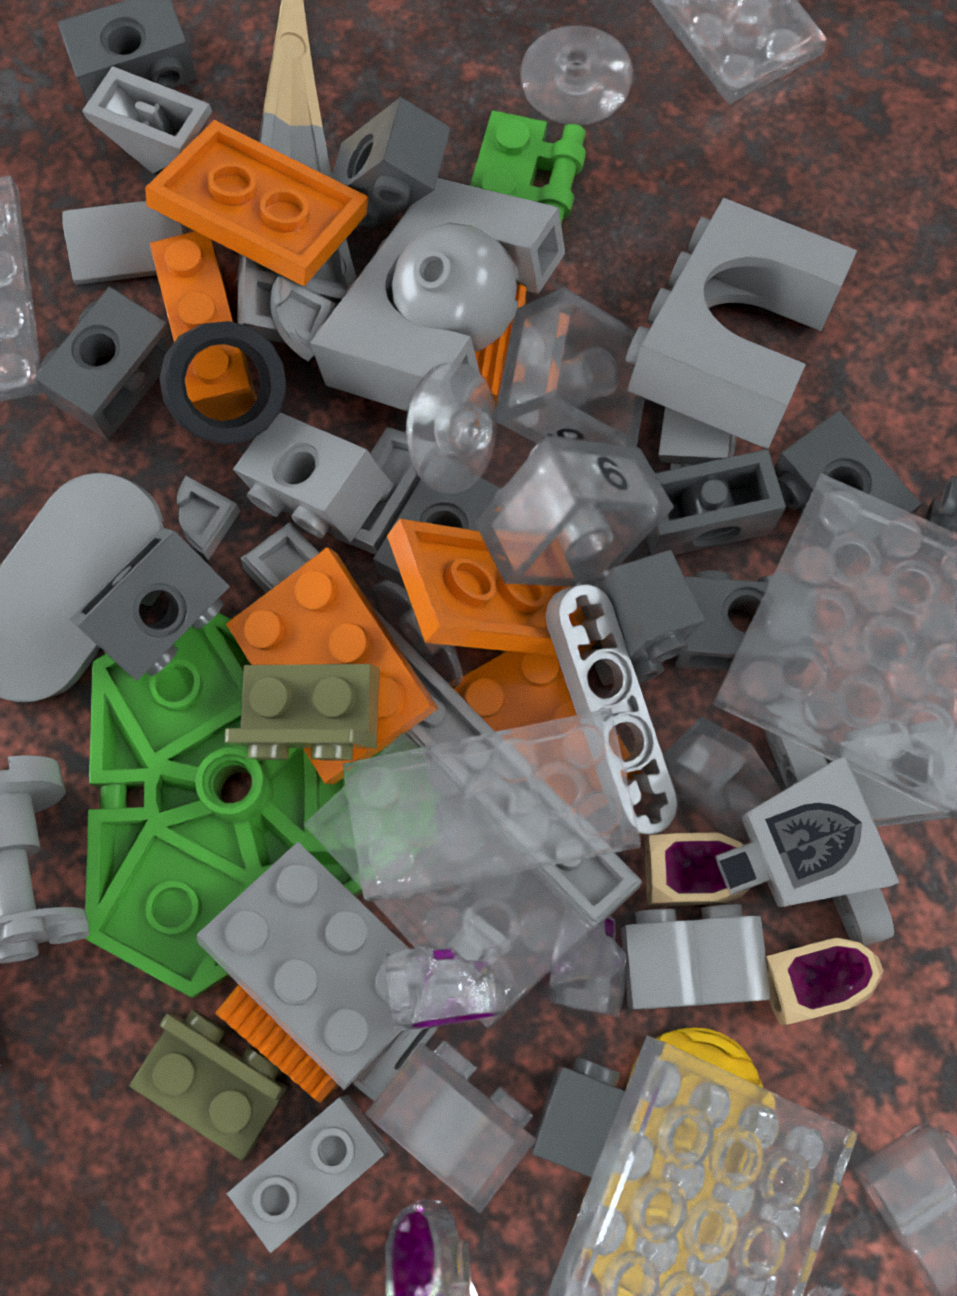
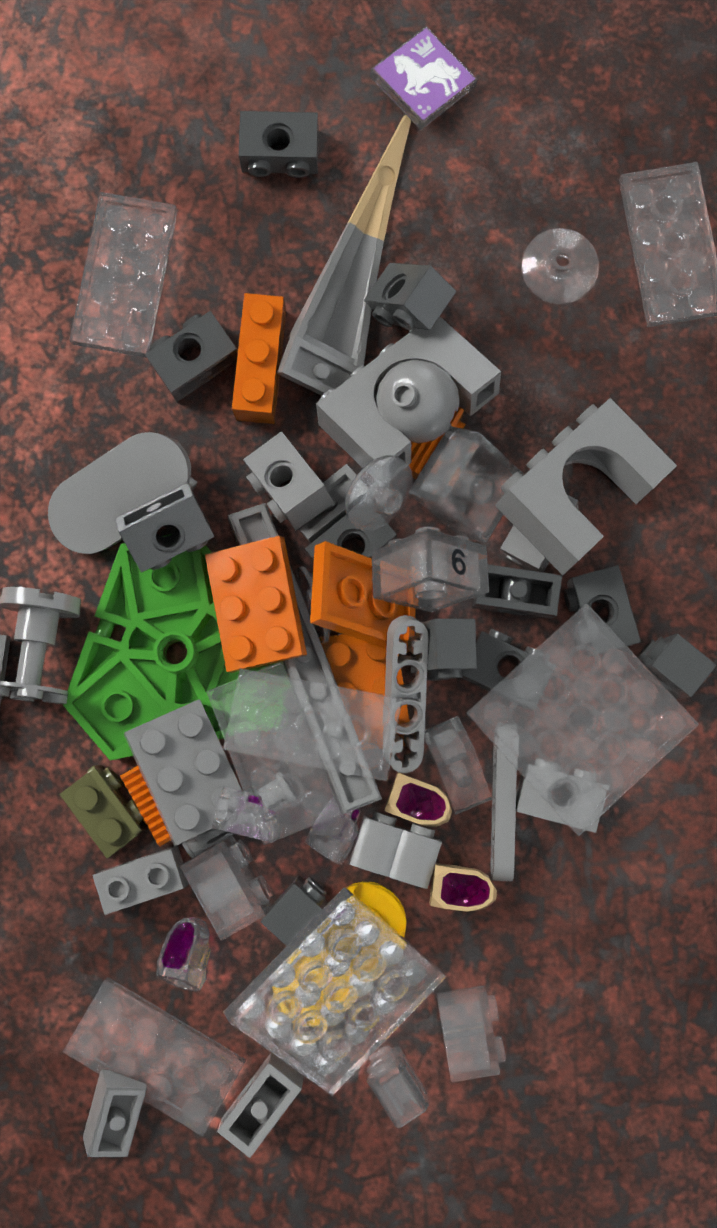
camera: 20 degrees right, 10 degrees up
(114, 241) = (230, 274): light grey slope -> none
(146, 117) = (273, 200): light grey slope -> none
(204, 516) = (216, 475): light grey tile -> none
(257, 202) = (319, 294): orange plate -> none
(270, 372) = (260, 437): black tyre -> none
(299, 313) = (318, 376): light grey tile -> none
(307, 707) = (231, 629): olive bracket -> none
(517, 148) = (490, 315): bright green plate -> none
(811, 842) = (482, 815): torso -> none

